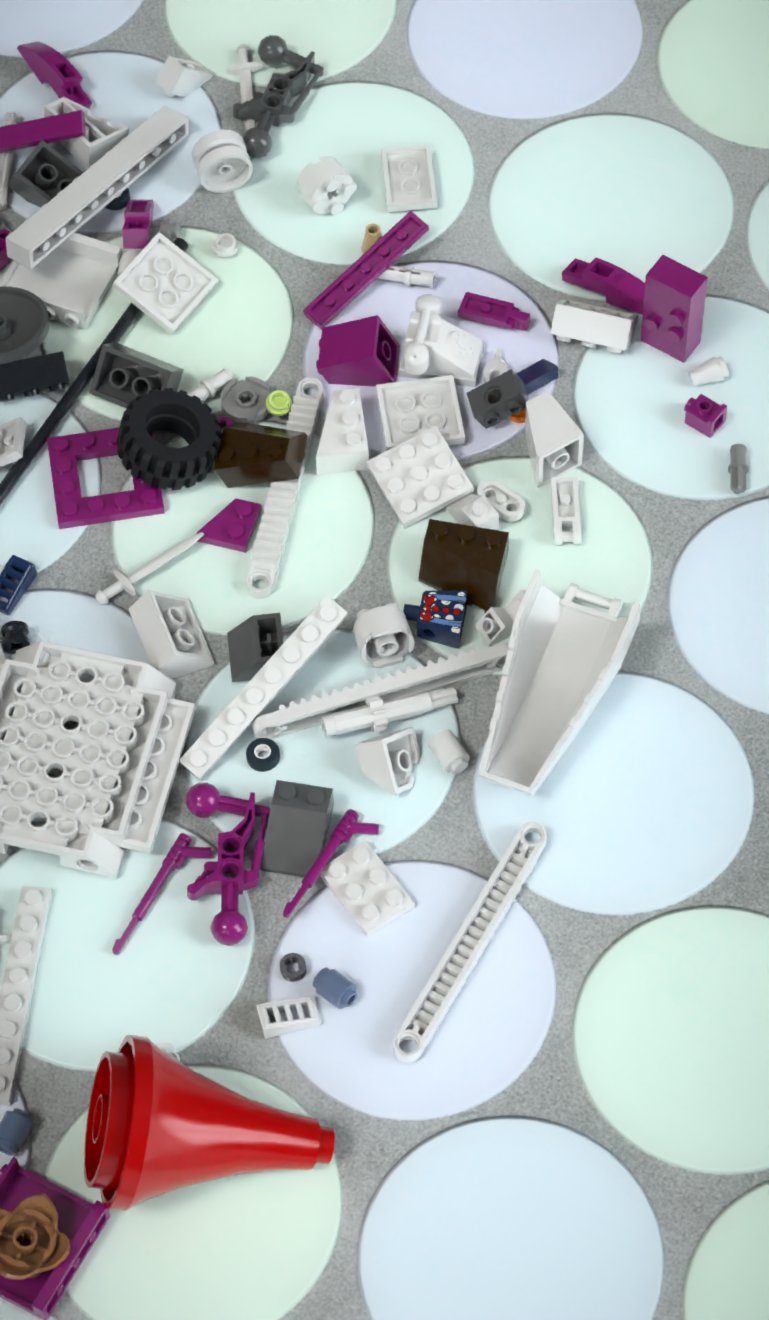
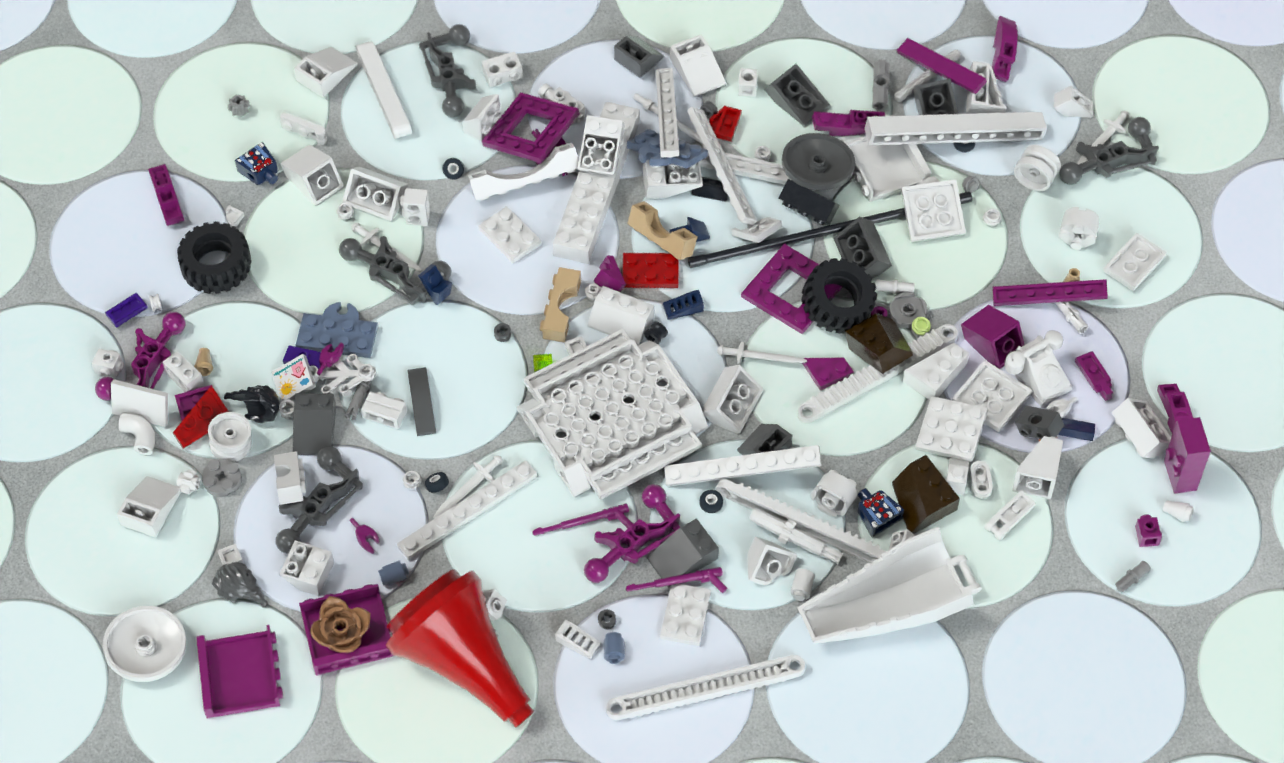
camera: 45 degrees right, 0 degrees up
(138, 224) = (957, 165): magenta slope -> none

